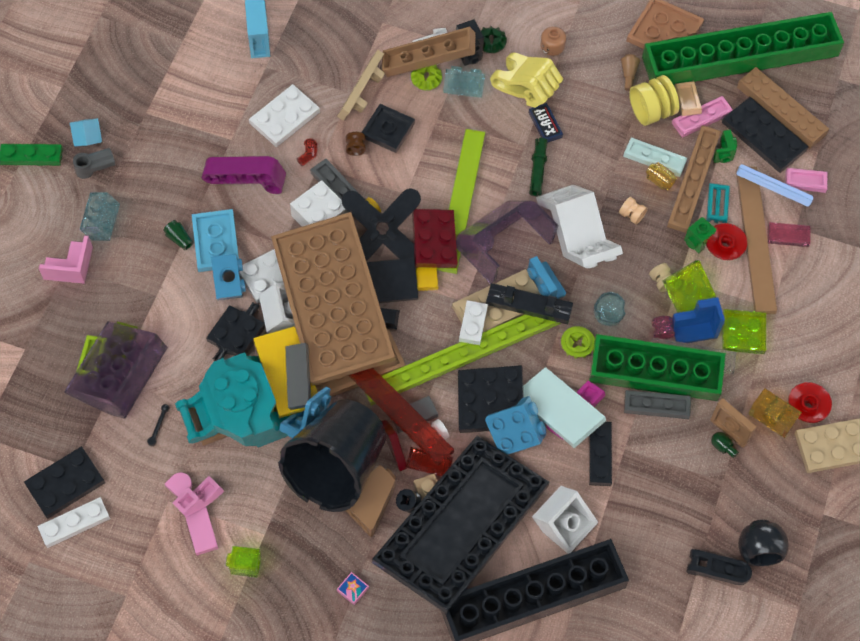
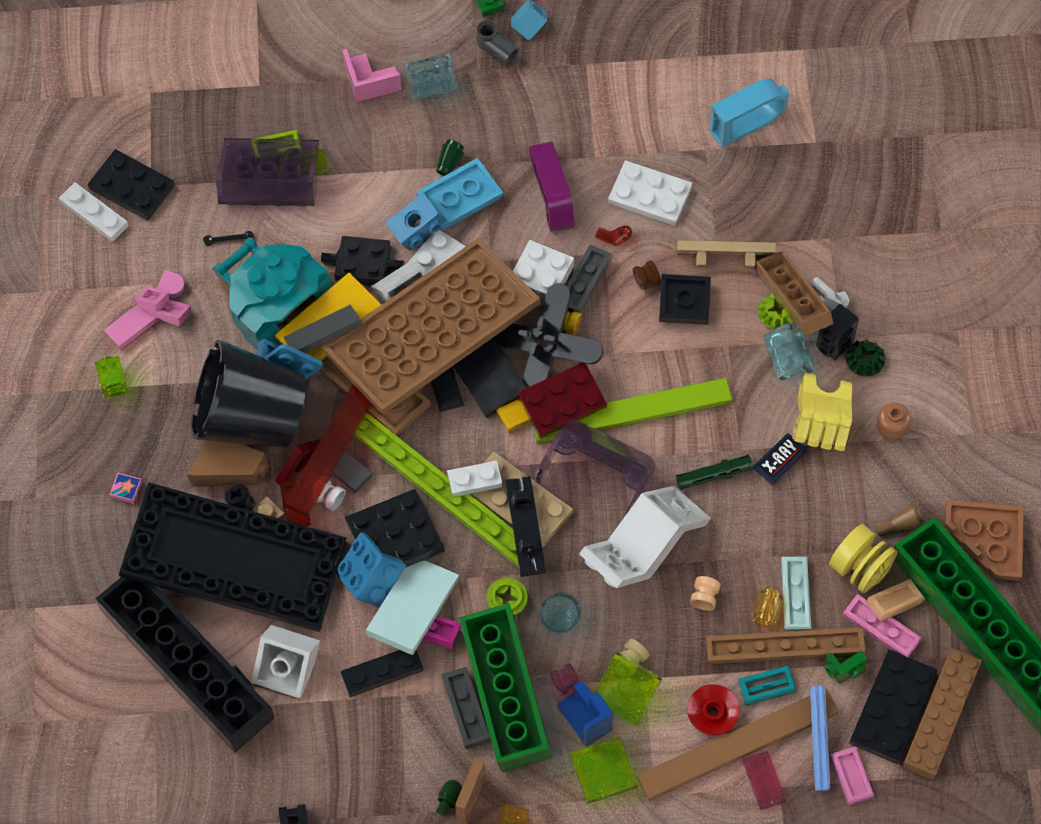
camera: 70 degrees right, 0 degrees up
(545, 278) = (566, 534): dark azure bracket -> none
(699, 234) = (705, 673): green bracket -> none

